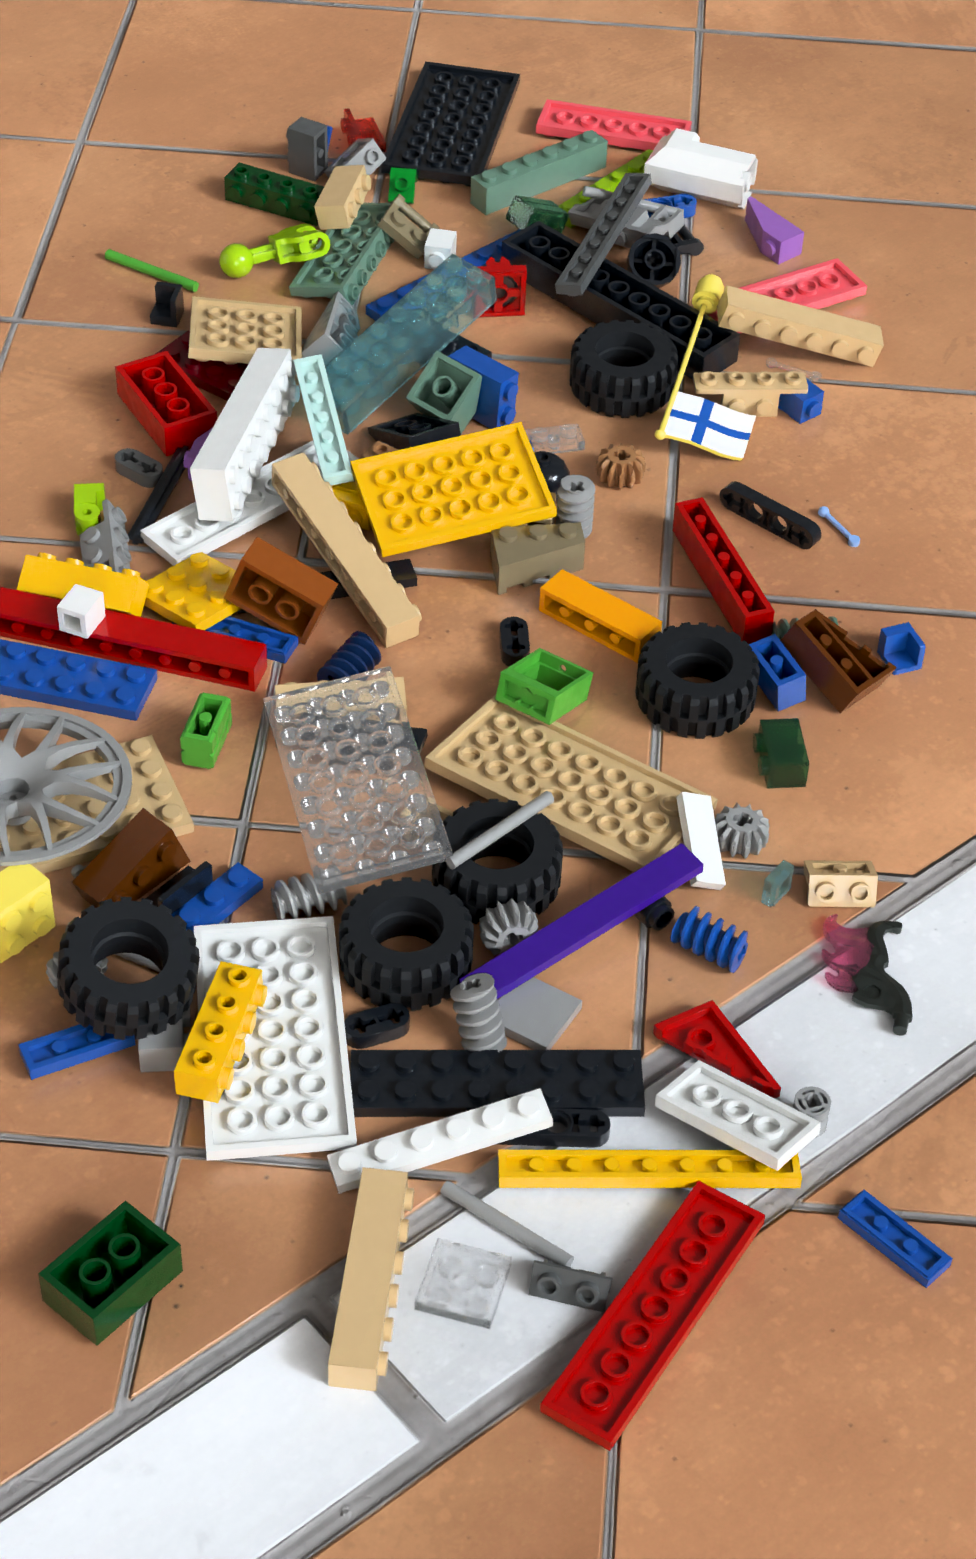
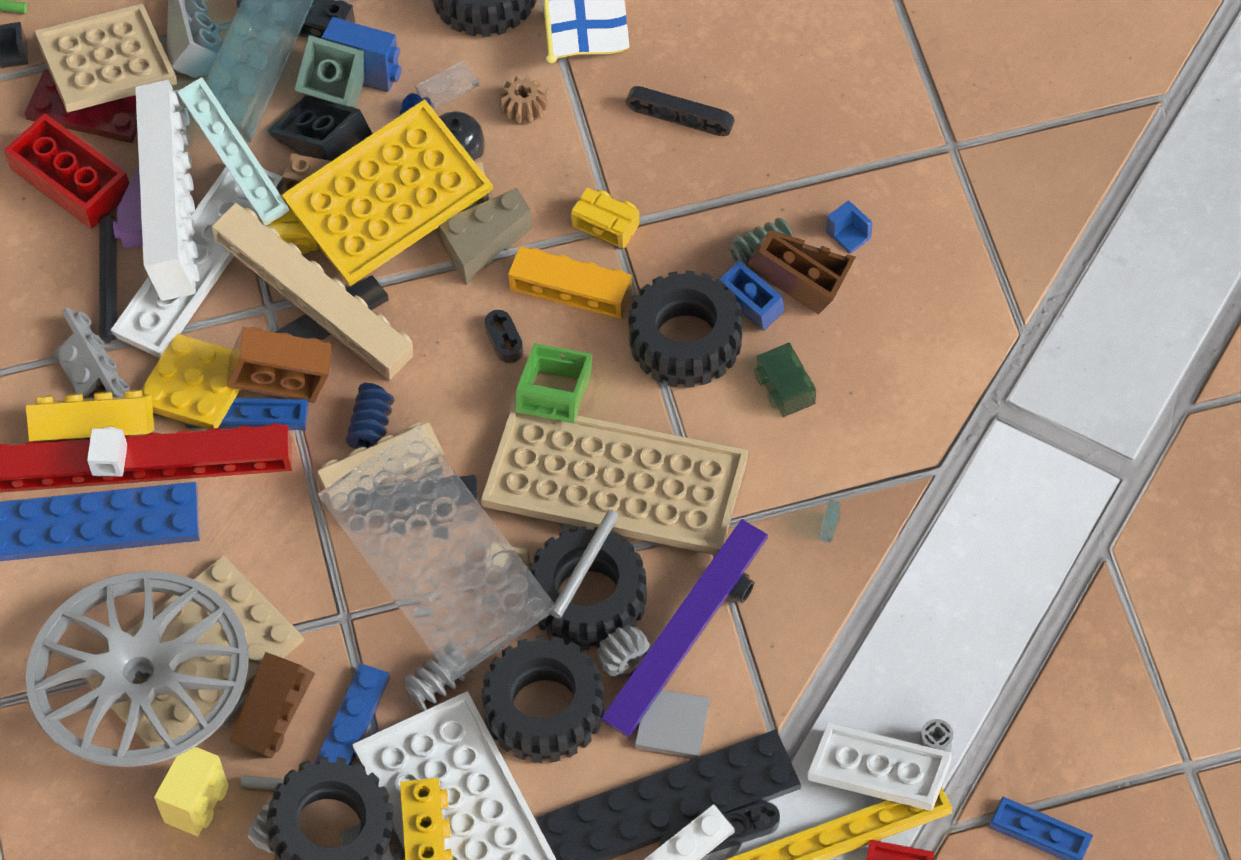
camera: 15 degrees left, 15 degrees up
(88, 505) = (44, 311): lime leg -> none
(138, 467) = (73, 251): dark grey beam -> none
(182, 887) = (320, 714): black panel -> none
(206, 730) = (274, 537): bright green brick -> none
(377, 1026) = (552, 789): black beam -> none
(479, 1013) = (634, 750): light grey piece -> none
(576, 502) = (504, 167): light grey piece -> none
(658, 575) = (605, 217): none -> yellow brick
(701, 838) = (750, 497): white tile -> none
(710, 939) = (795, 598): blue piece -> none
(713, 1040) = (831, 698): red wing -> none
(723, 570) = (662, 195): red brick -> none
(742, 830) = (768, 476): light grey gear -> none
(841, 883) = (882, 498): tan bracket -> none
(853, 540) = (763, 111): light blue hinge -> none
(861, 966) = (925, 576): piece -> none

